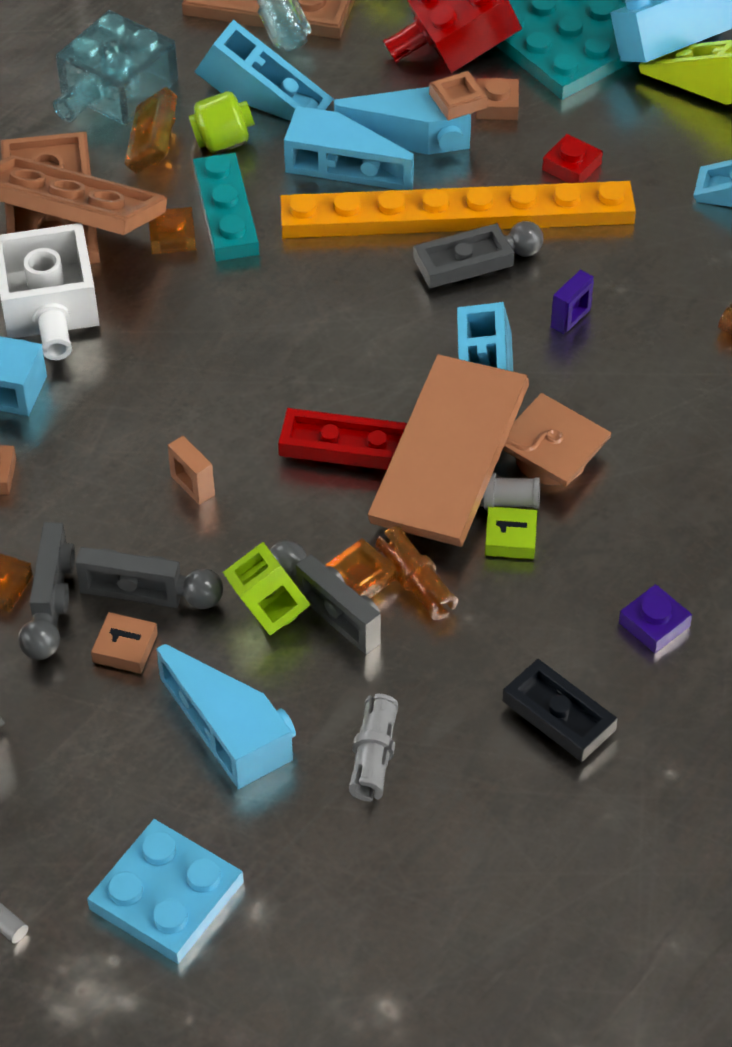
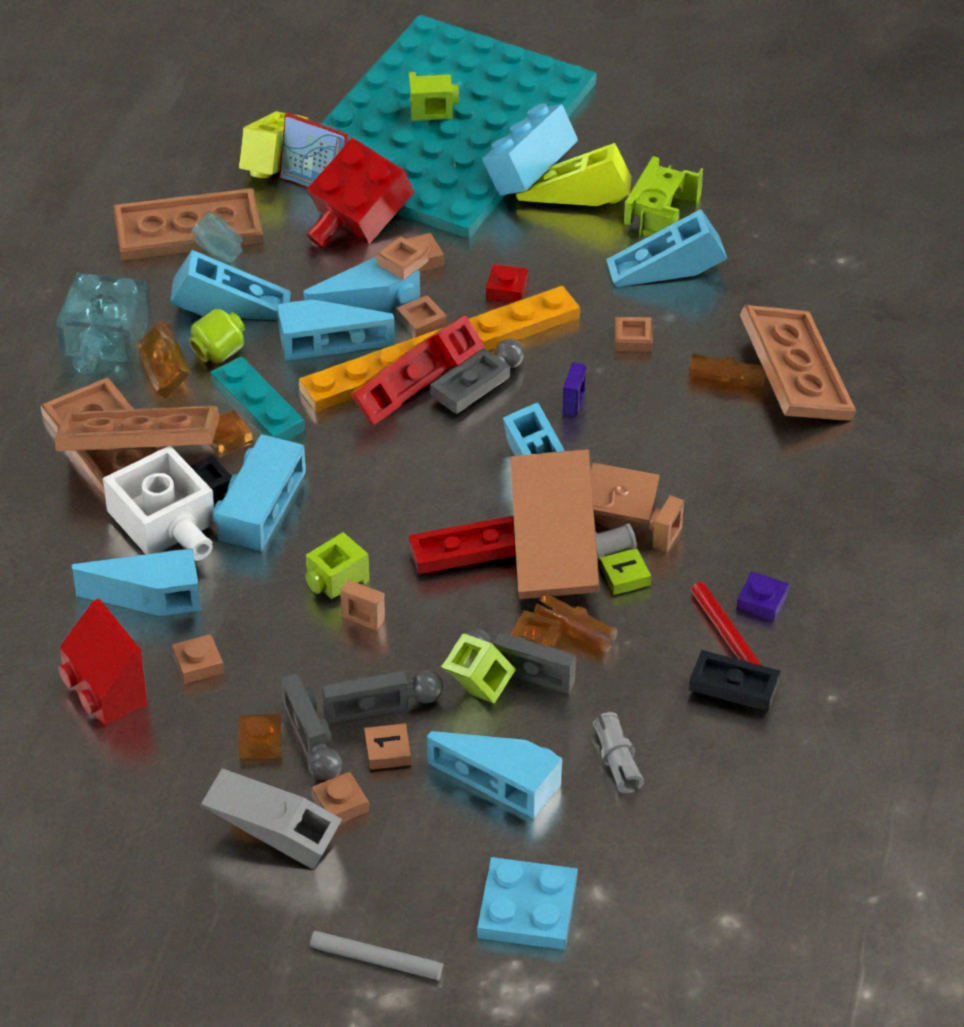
camera: 25 degrees left, 5 degrees down
(37, 685) = (341, 797): none -> nougat plate
(116, 274) = (213, 475): none -> black plate
(161, 307) = (260, 492): none -> medium azure brick
(190, 413) = (334, 564): none -> lime brick
(406, 224) = (416, 369): none -> red slope
(456, 167) = (421, 316): none -> nougat tile
(588, 493) = (666, 523): none -> nougat plate
(589, 639) = (723, 623): none -> red bar
(682, 261) = (633, 334): none -> nougat tile

